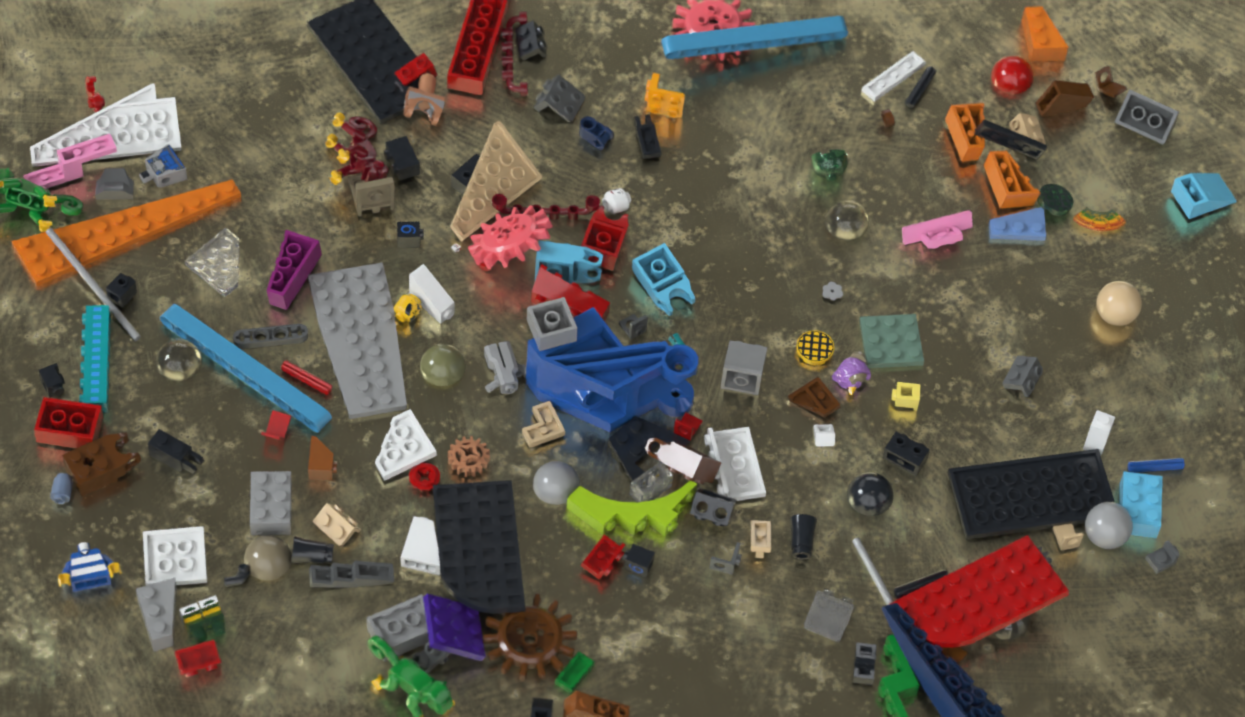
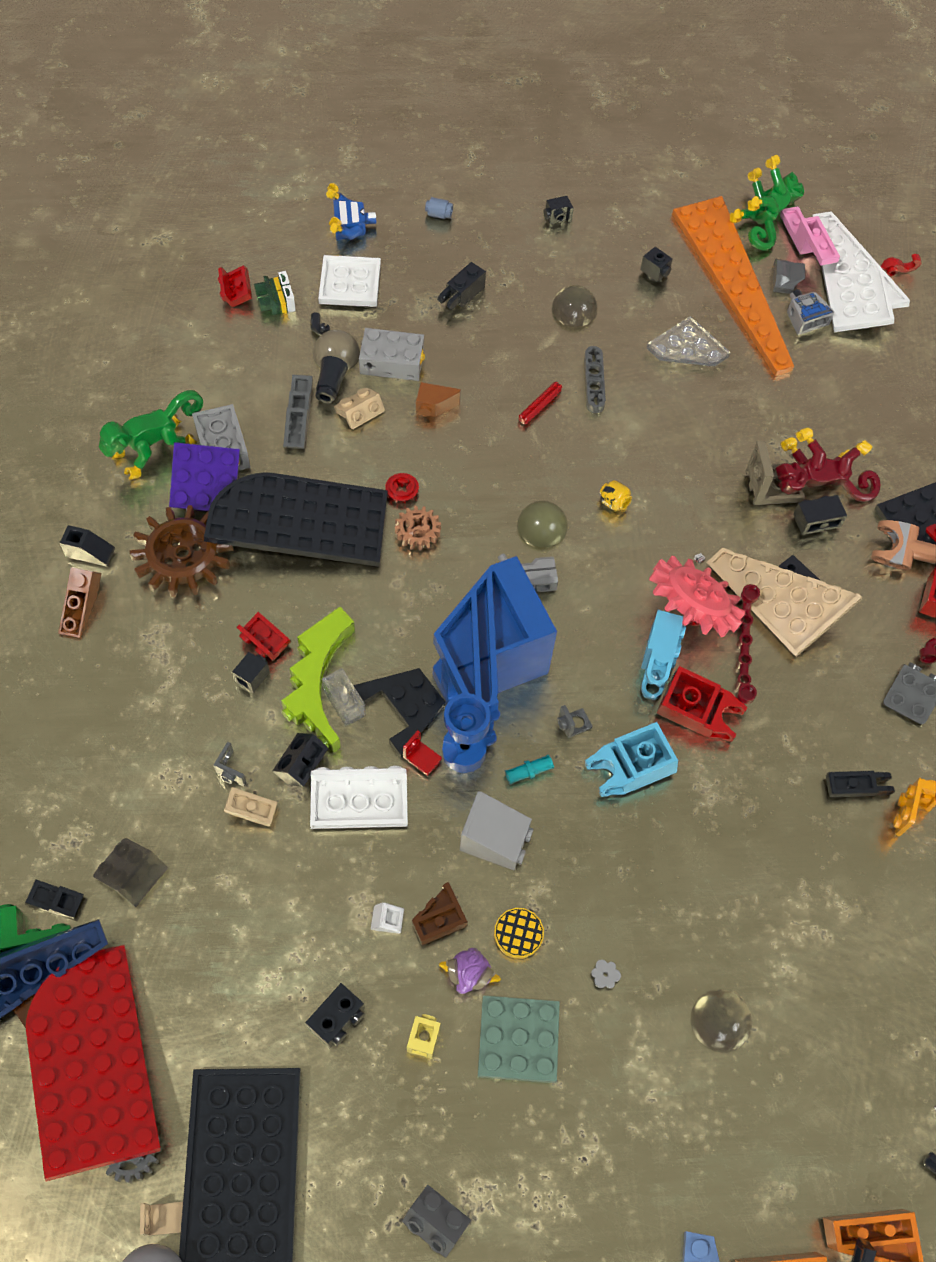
camera: 100 degrees right, 5 degrees up
(68, 423) = (505, 214): red brick -> none
(93, 284) = (667, 245): light grey piece -> none
(96, 356) = (580, 243): teal brick -> none
(99, 463) = (460, 232): reddish brown brick -> none
(158, 611) = (293, 257): light grey wedge -> none
(246, 368) = (554, 354): dark azure beam -> none
(277, 425) = (477, 370): red bracket -> none
(294, 264) = (672, 398): magenta wedge -> none
(360, 337) = (586, 454): light grey wing -> none
(403, 446) = (441, 473): white plate -> none
(409, 234) = (715, 510): black brick -> none
(421, 547) = (318, 466): white slope -> none
(431, 294) = (629, 515): white slope -> none
(547, 428) = (438, 602): tan plate -> none
(551, 324) = (526, 571): light grey brick -> none
(552, 287) = (612, 654): red wedge -> none
(555, 482) = (374, 610): light grey piece -> none
(574, 672) = (135, 591): green tile -> none
(595, 132) = (860, 724): dark blue piece -> none
(616, 201) = (755, 728): white head -> none
(685, 460) = (360, 731): brick -> none
(802, 535) = (240, 856): black plant -> none
(830, 164) = (810, 1009): clear green cylinder -> none
(870, 494) = (290, 959): black piece -> none
(872, 570) = (176, 937): light grey bar -> none
(888, 118) = (899, 1116): reddish brown tile -> none
(912, 586) = (143, 995): black axle -> none
(939, 230) = (693, 1150): bright pink bracket -> none

